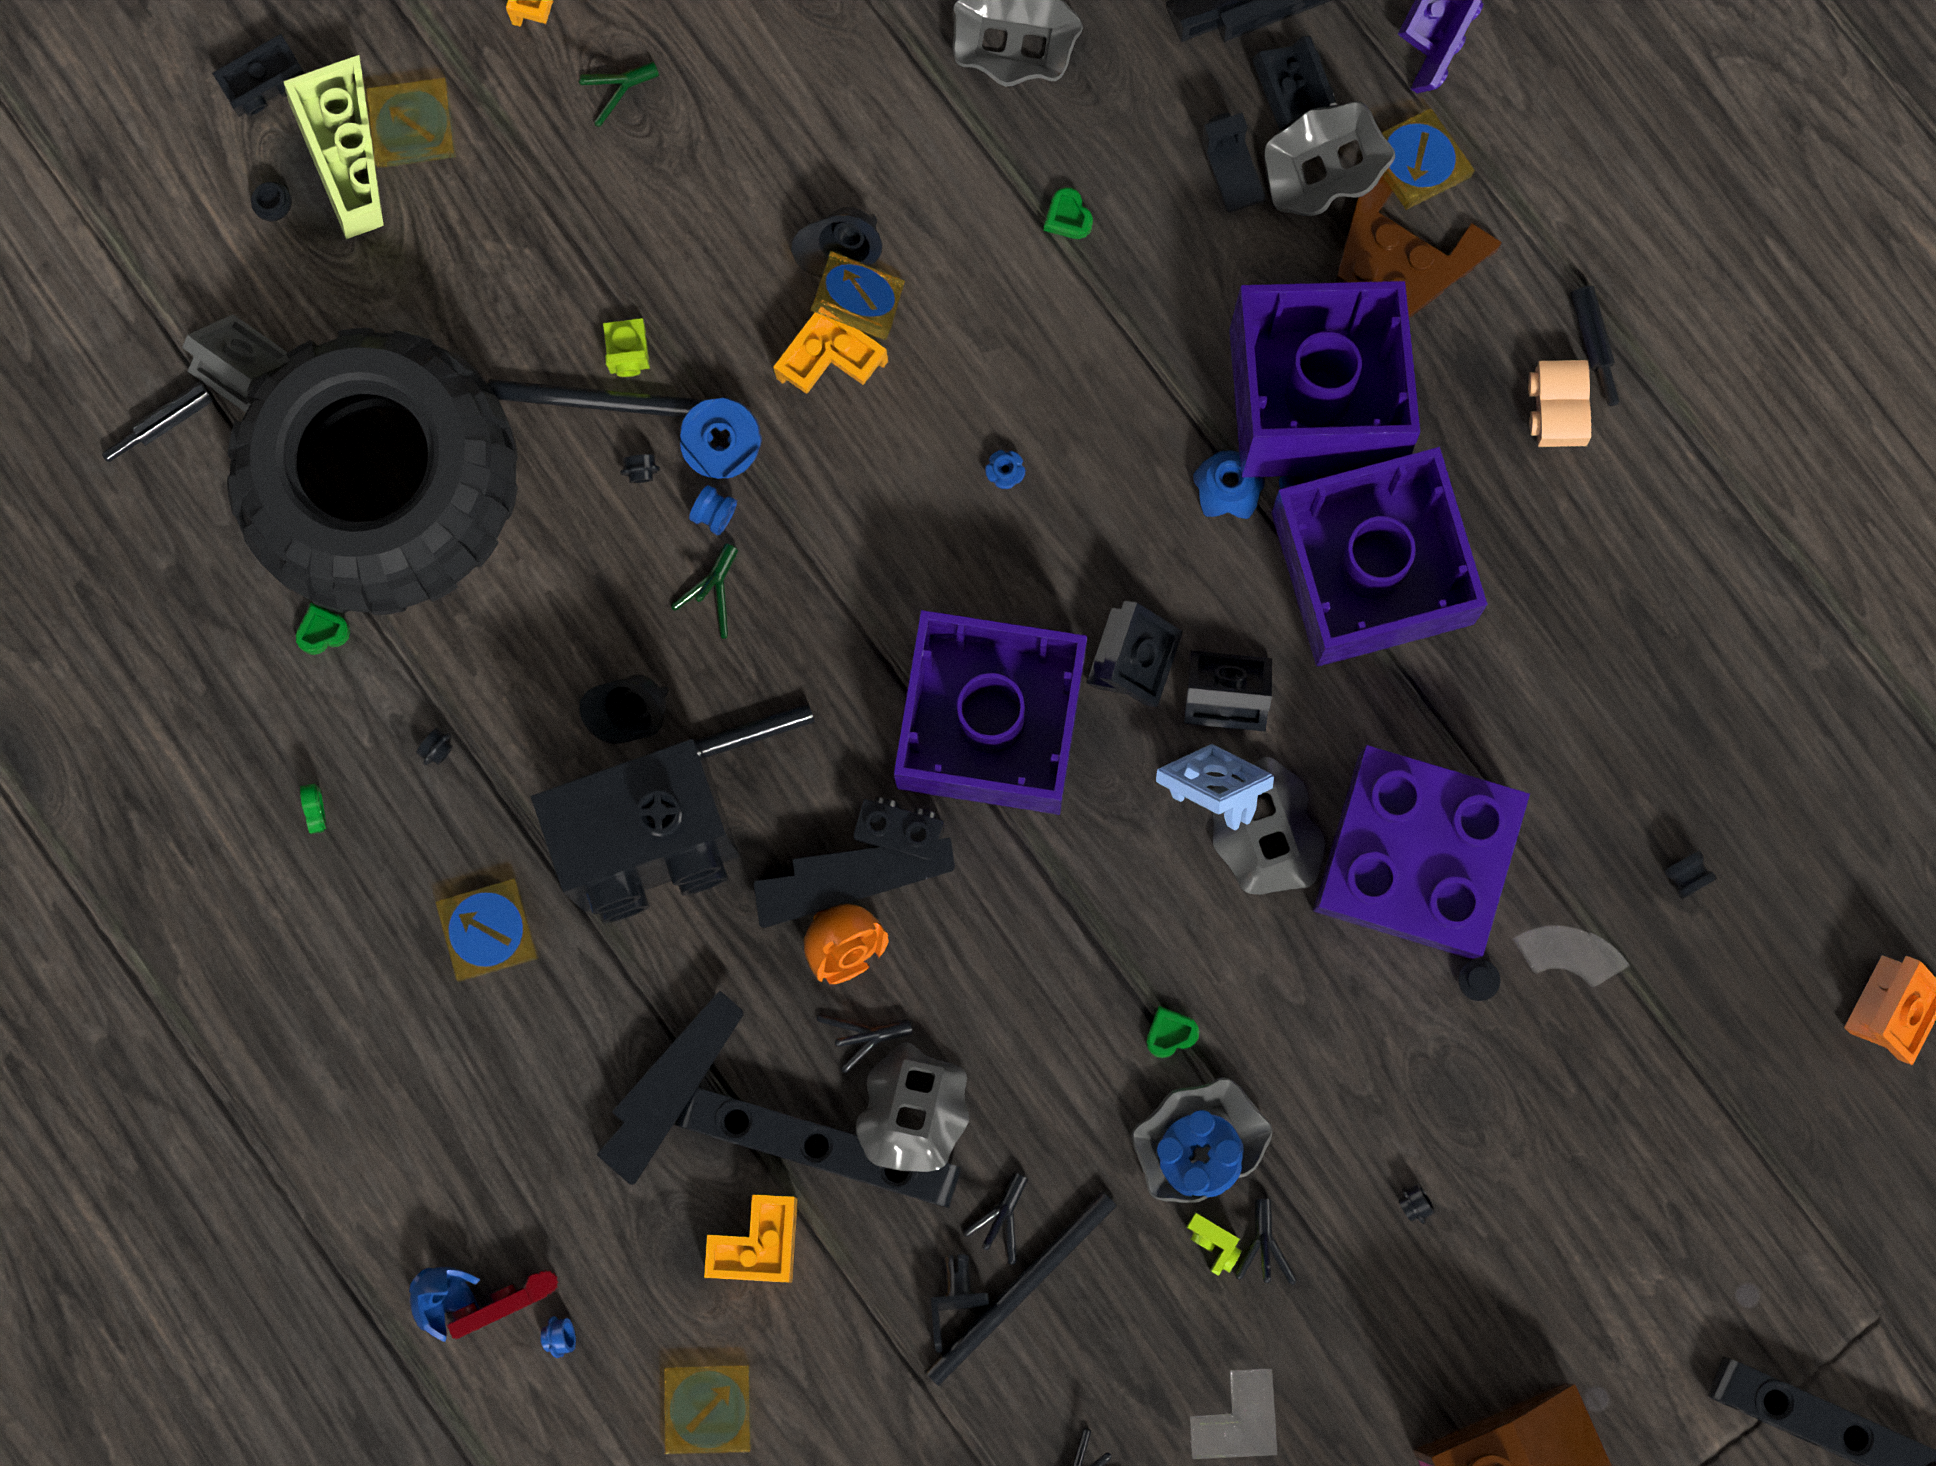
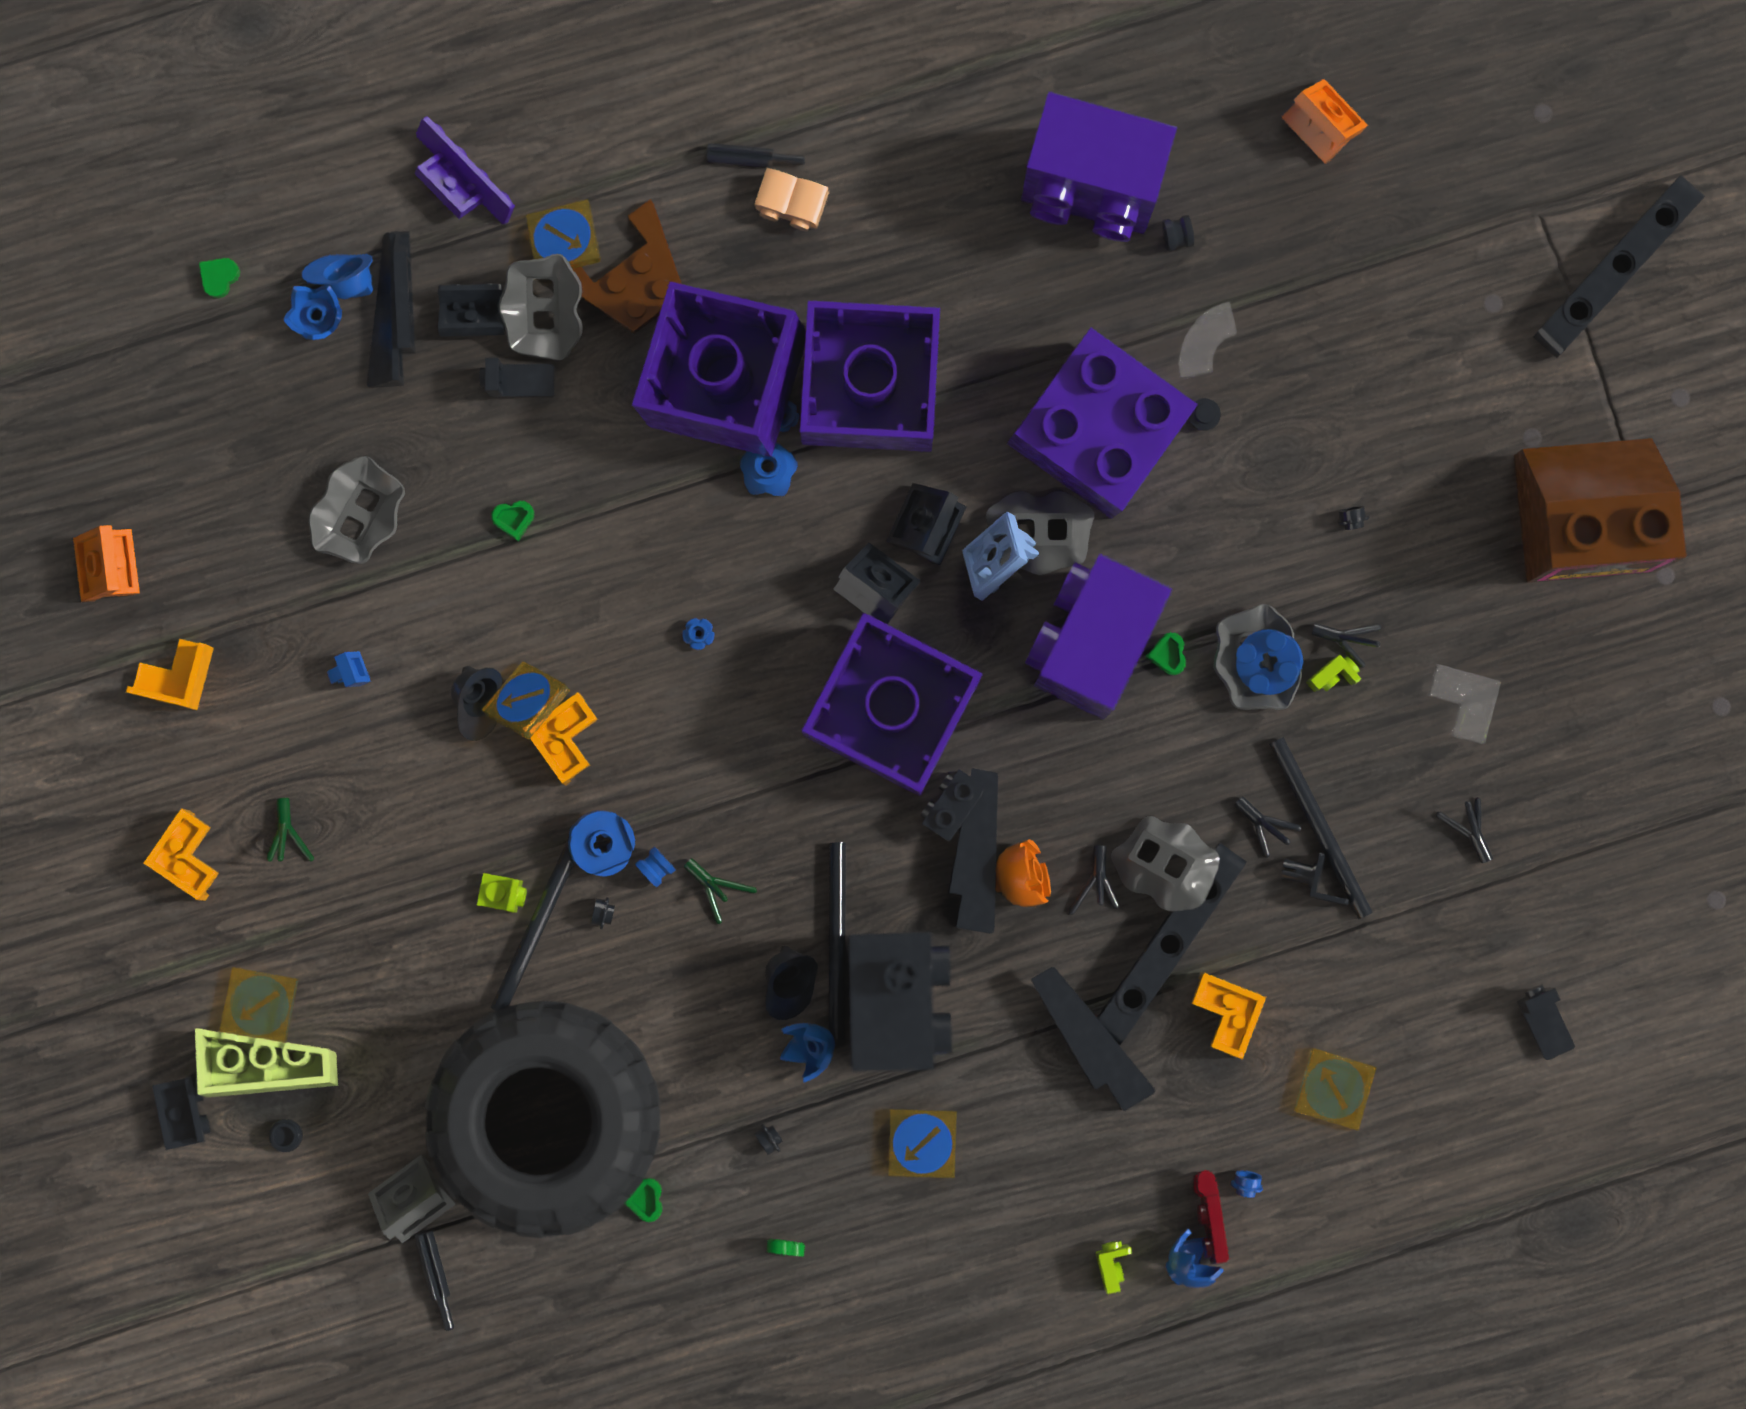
camera: 75 degrees left, 5 degrees up
(401, 1203) = (1111, 1272): none -> lime bracket
(559, 757) = (810, 1046): none -> blue piece
(828, 90) = (349, 670): none -> blue tile
(1159, 929) = (1102, 636): none -> dark purple brick
(1731, 739) = (1096, 167): none -> dark purple brick

